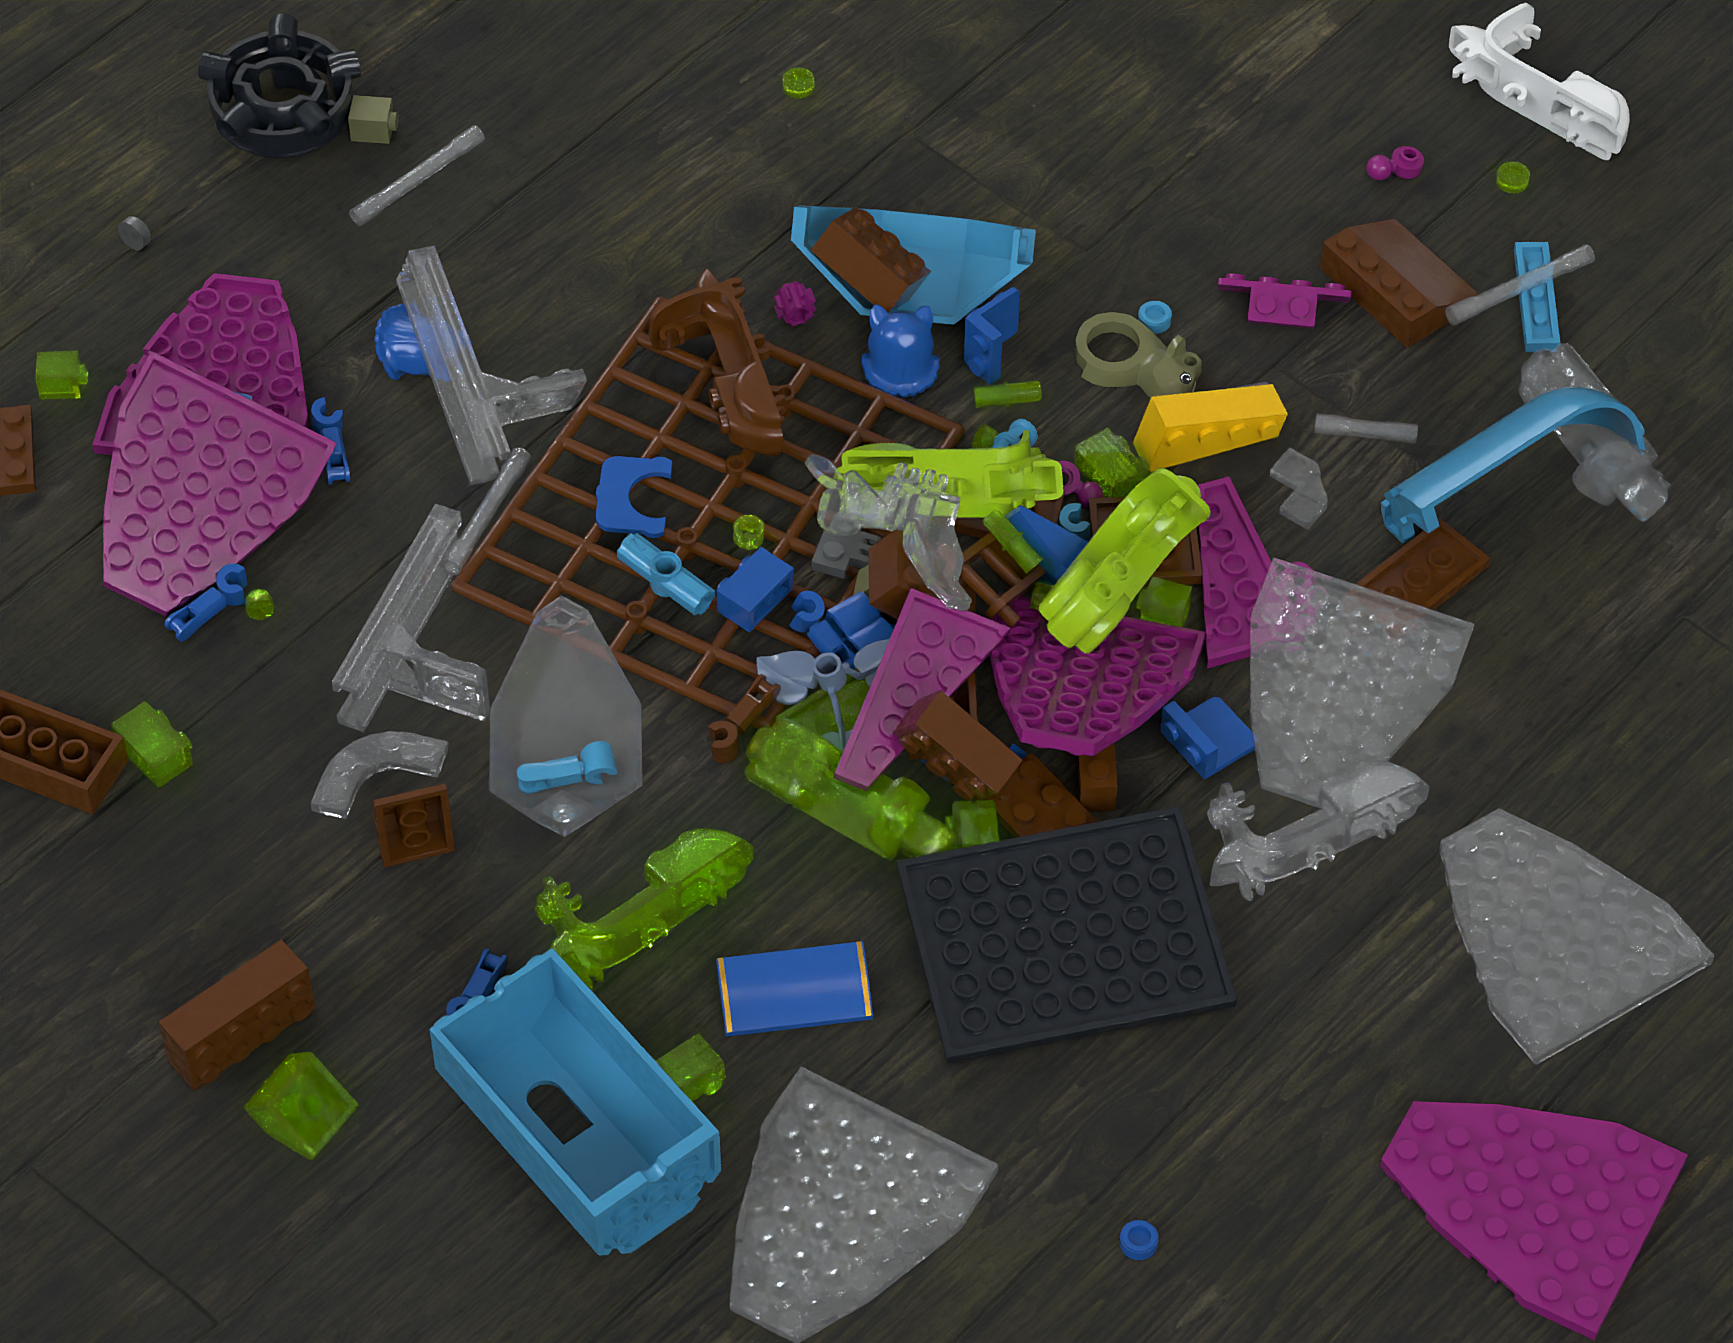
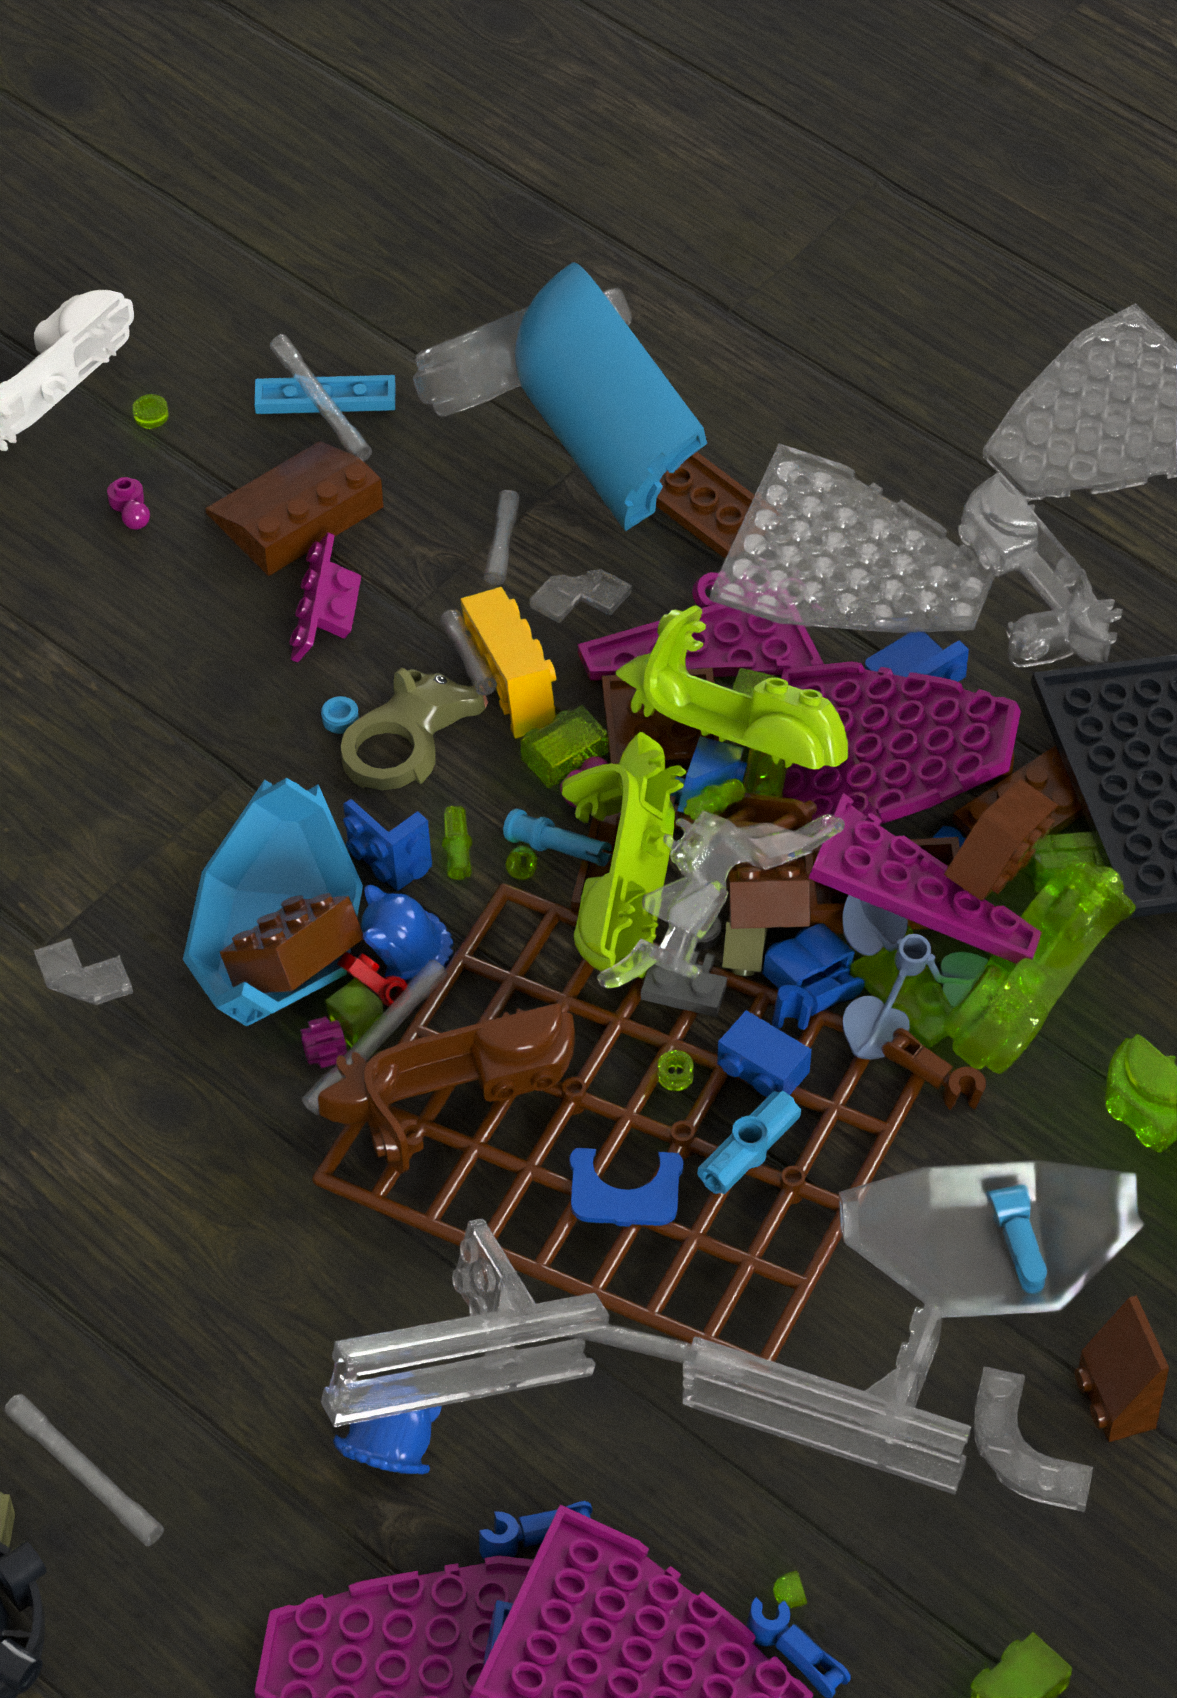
camera: 90 degrees left, 0 degrees up
(822, 323) = (354, 1009): none -> clear neon green brick
(840, 360) = (417, 990): none -> clear piece
(852, 322) = (365, 971): none -> red plate
(880, 145) = (91, 984): none -> clear tile

